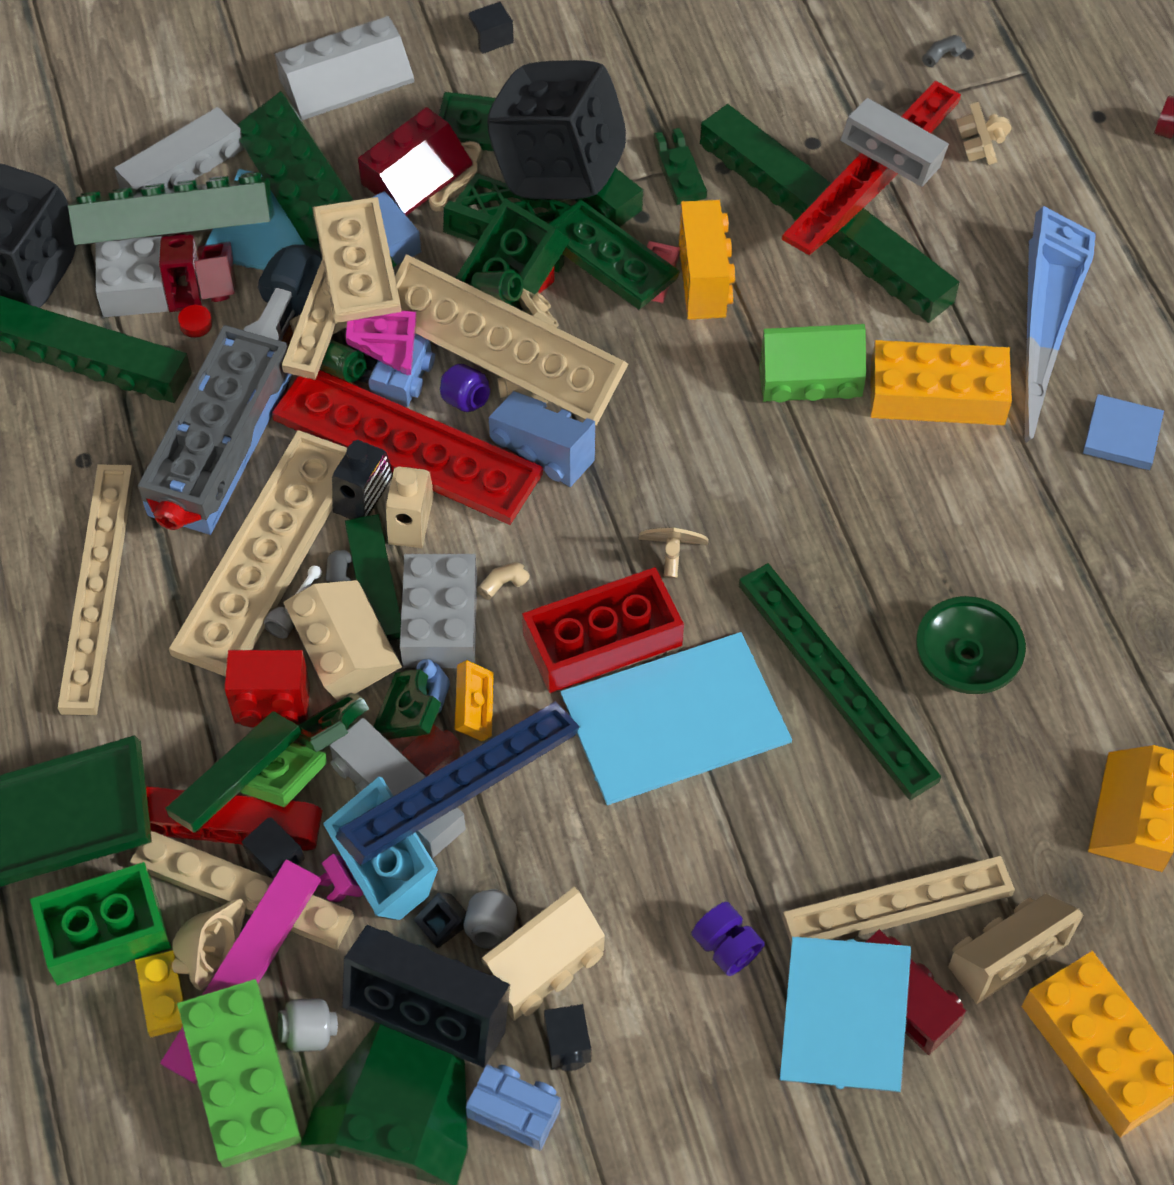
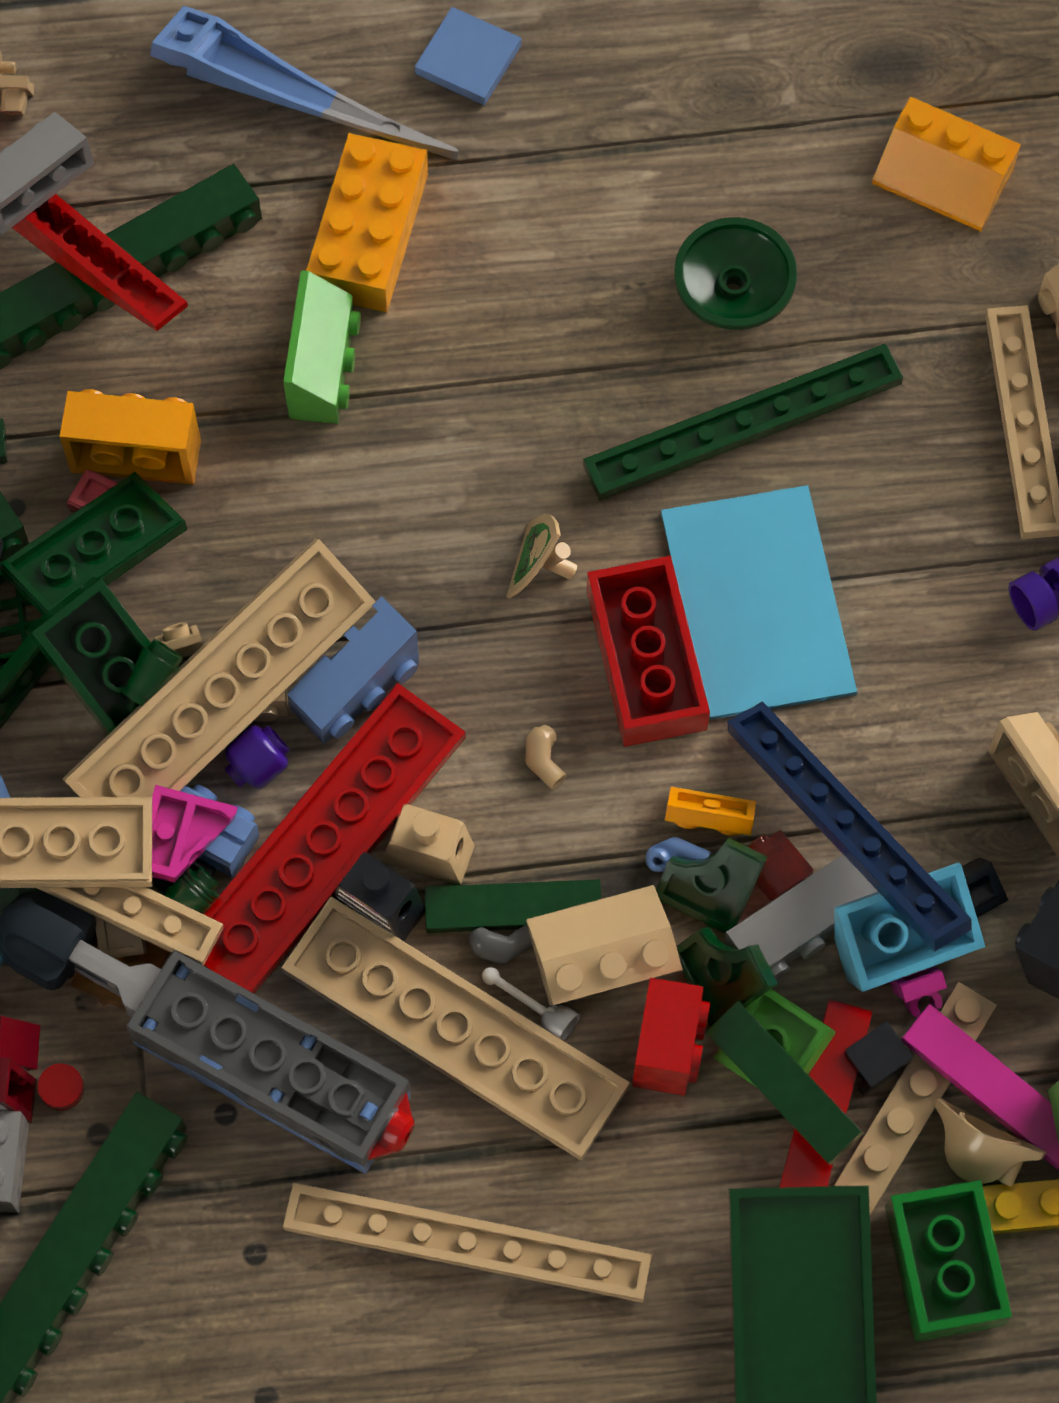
camera: 80 degrees left, 10 degrees up
(438, 609) = (583, 831): light grey brick -> none
(490, 918) = (990, 832): light grey head -> none

